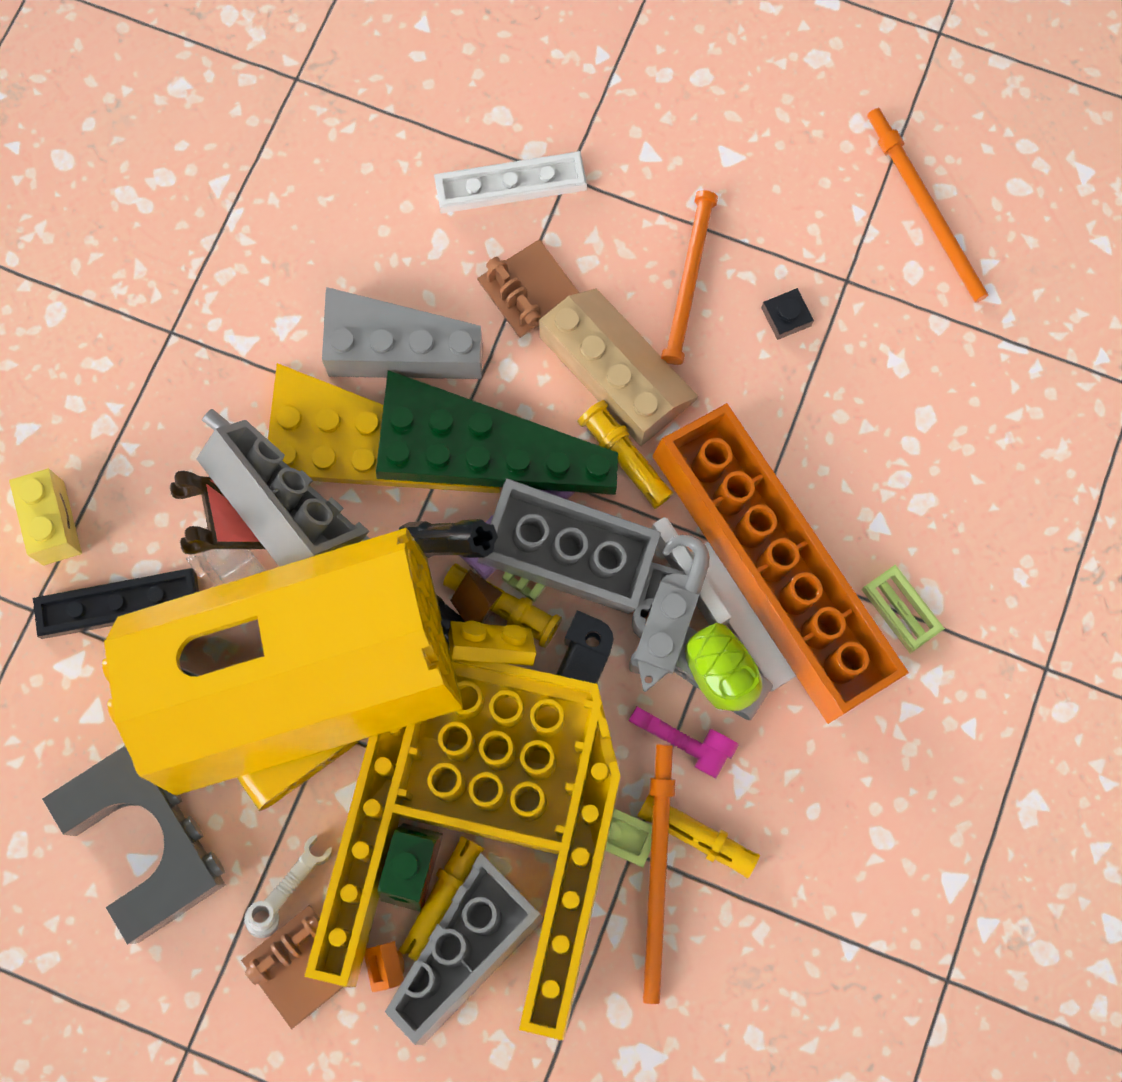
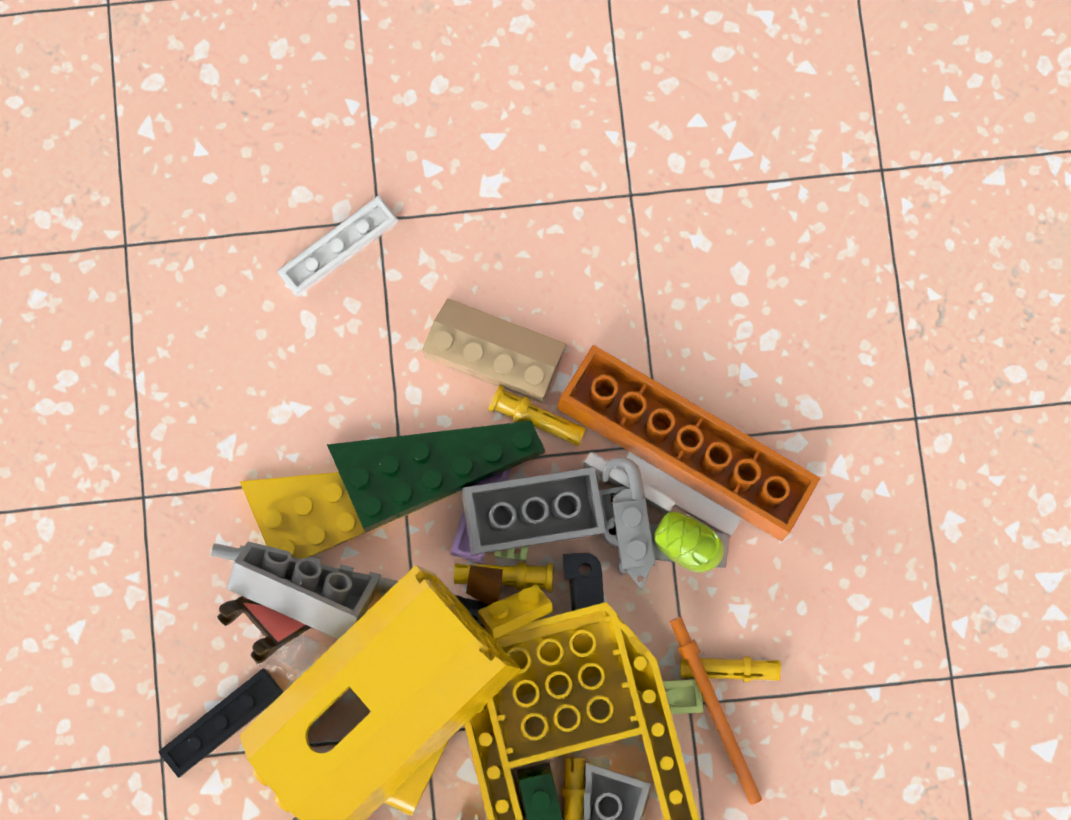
camera: 25 degrees left, 5 degrees up
(45, 517) = (134, 688): light yellow brick -> none
(376, 336) = (308, 422): light grey wedge -> none
(465, 538) = (455, 548): black axle -> none
(526, 286) = (396, 324): nougat hinge -> none
(705, 202) = (511, 248): orange bar -> none
(710, 753) = (709, 605): dark pink brick -> none
(787, 314) = (600, 245): black plate -> none
(892, 145) = (611, 69): orange bar -> none
(892, 619) = (768, 416): yellowish green tile -> none

